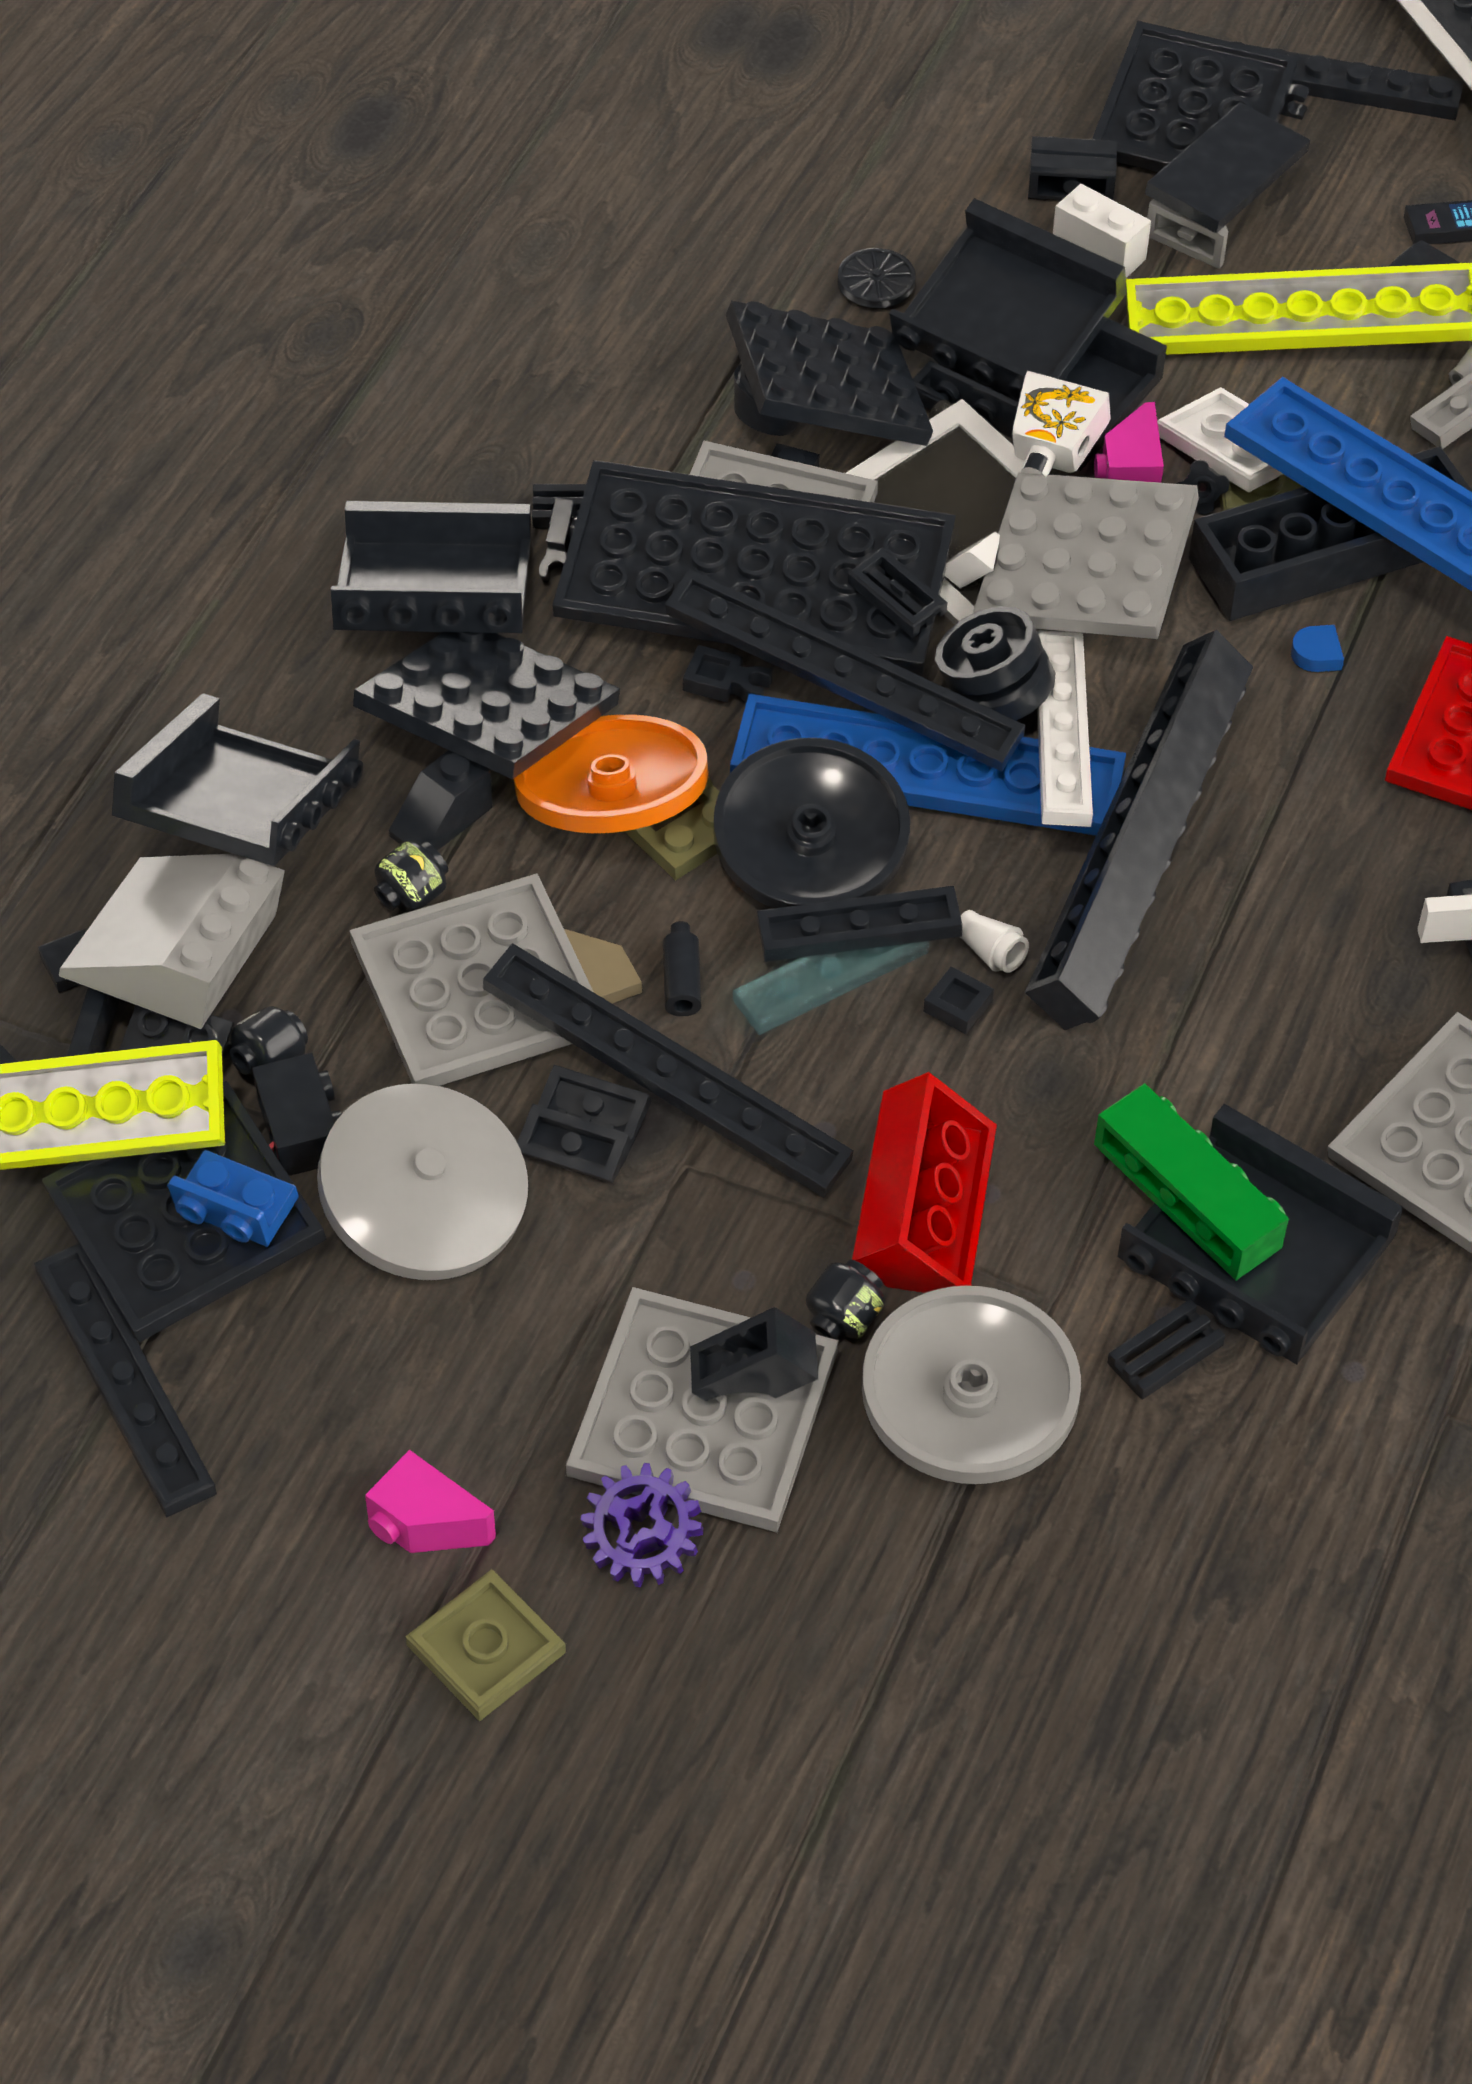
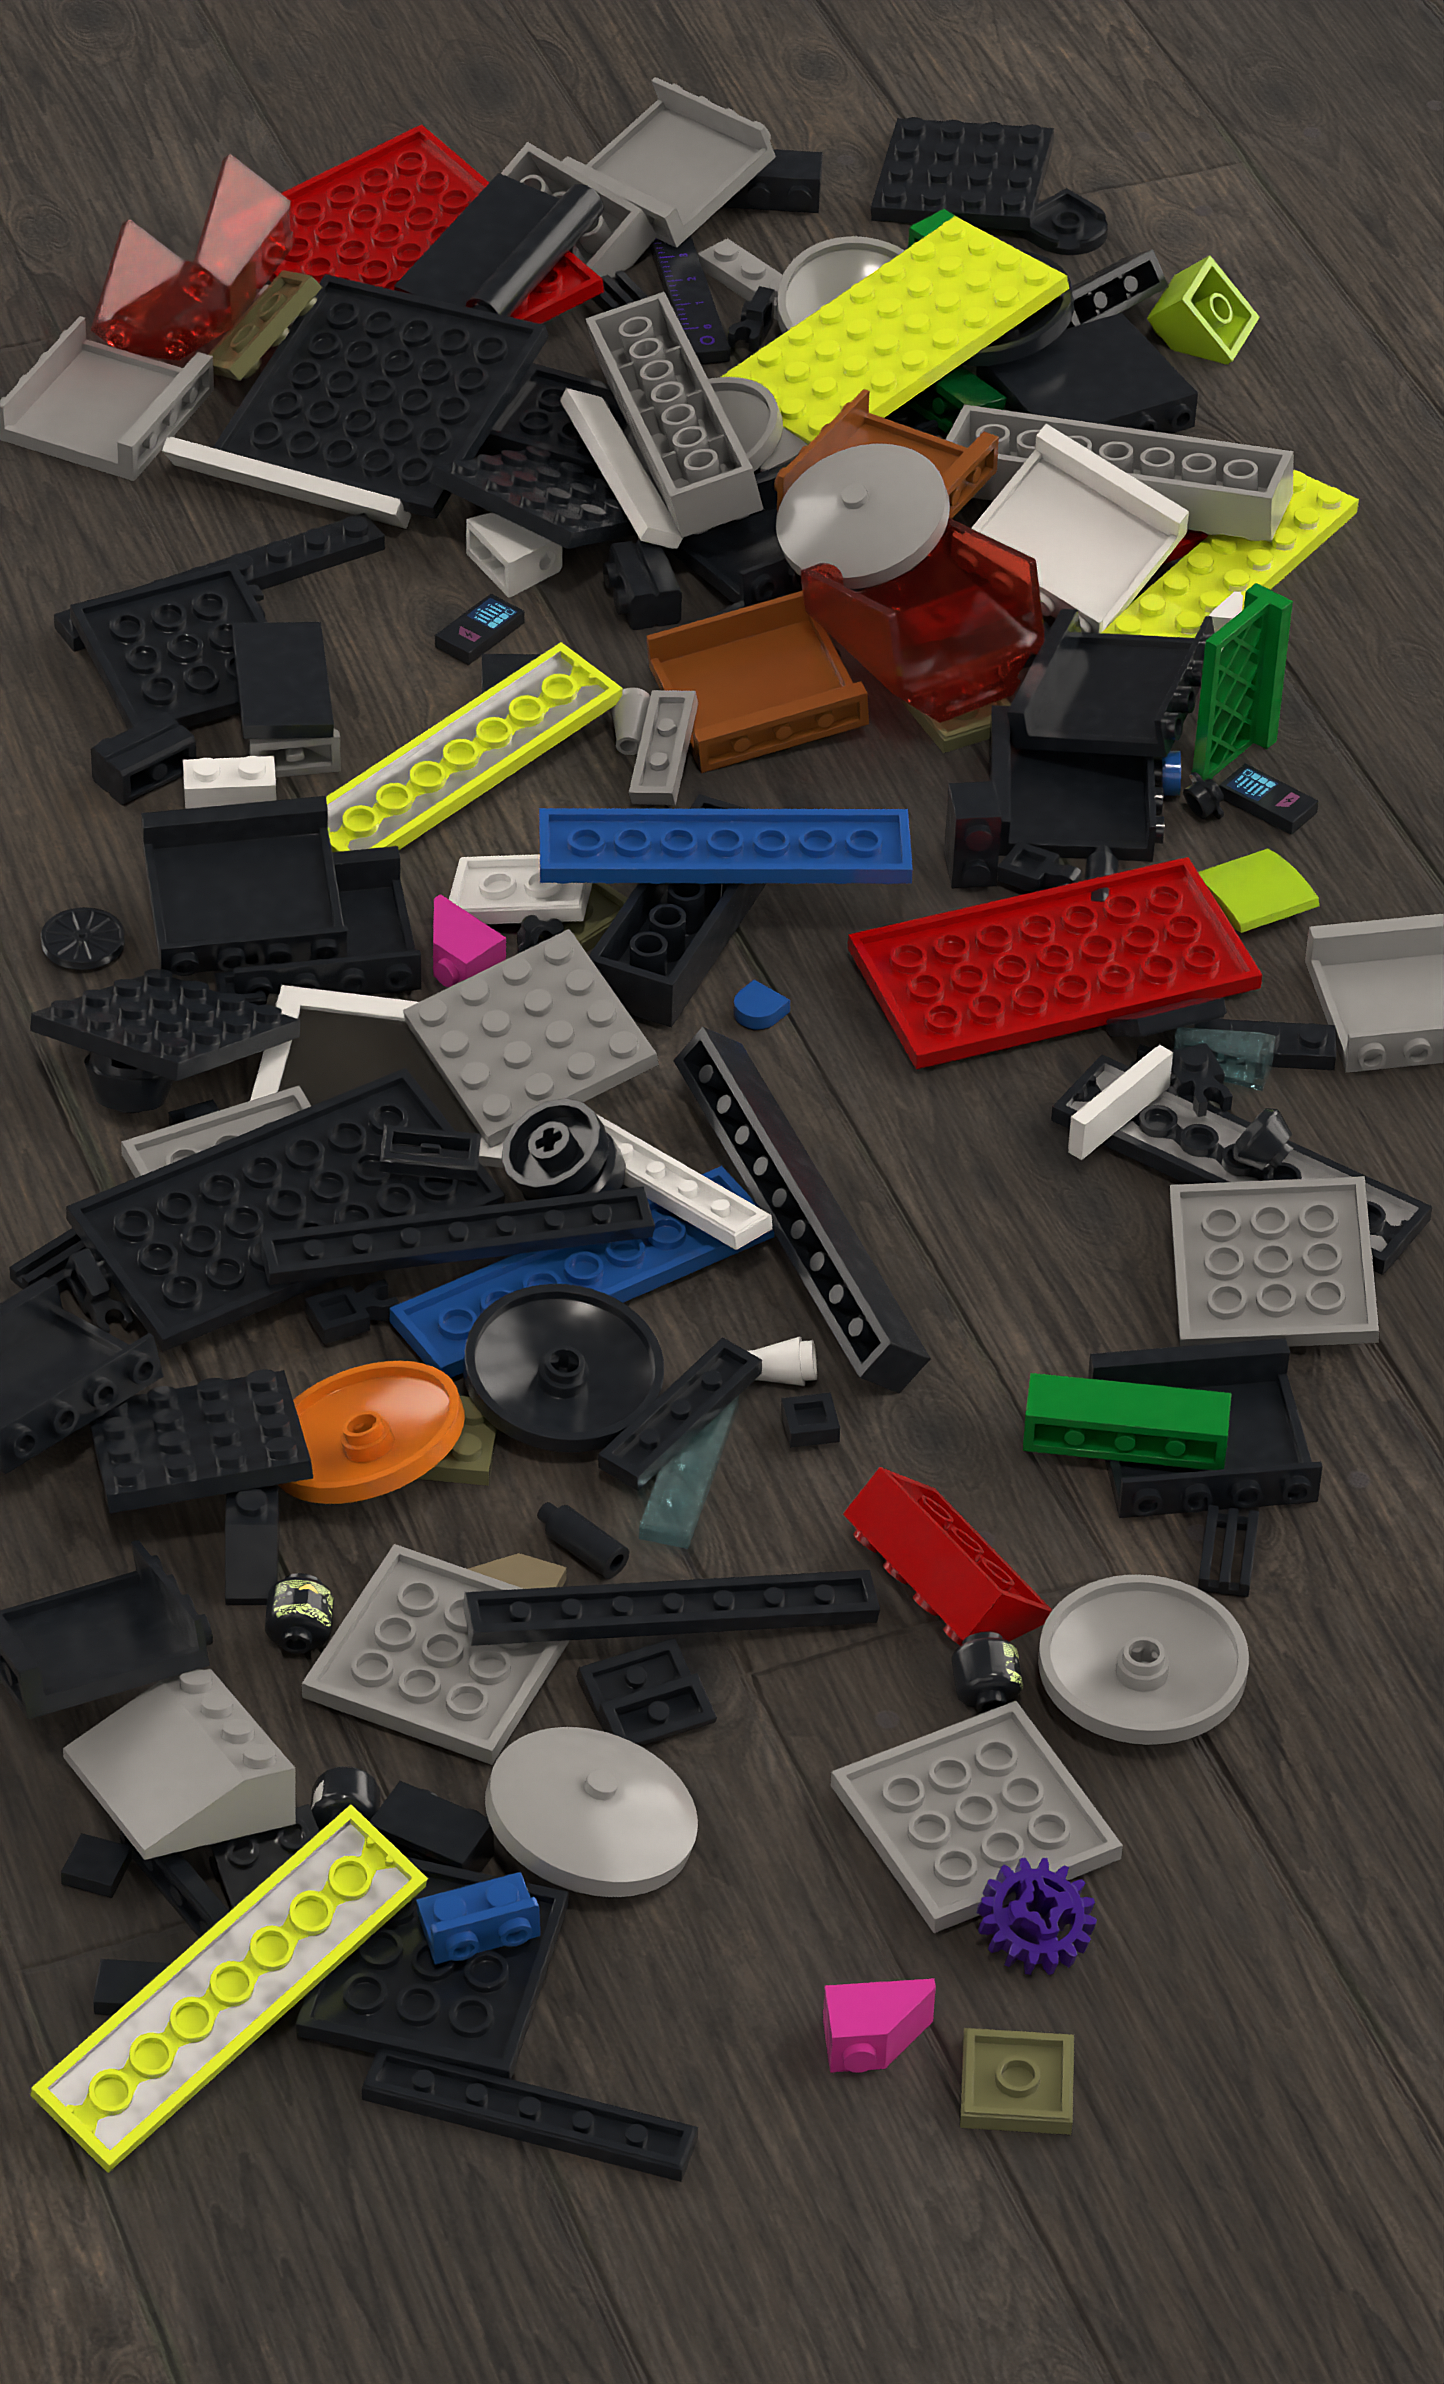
camera: 45 degrees left, 10 degrees down
(756, 1356) = (989, 1744): black arch -> none
(973, 561) = (449, 1092): white slope -> none
(1057, 423) = (396, 952): white torso -> none

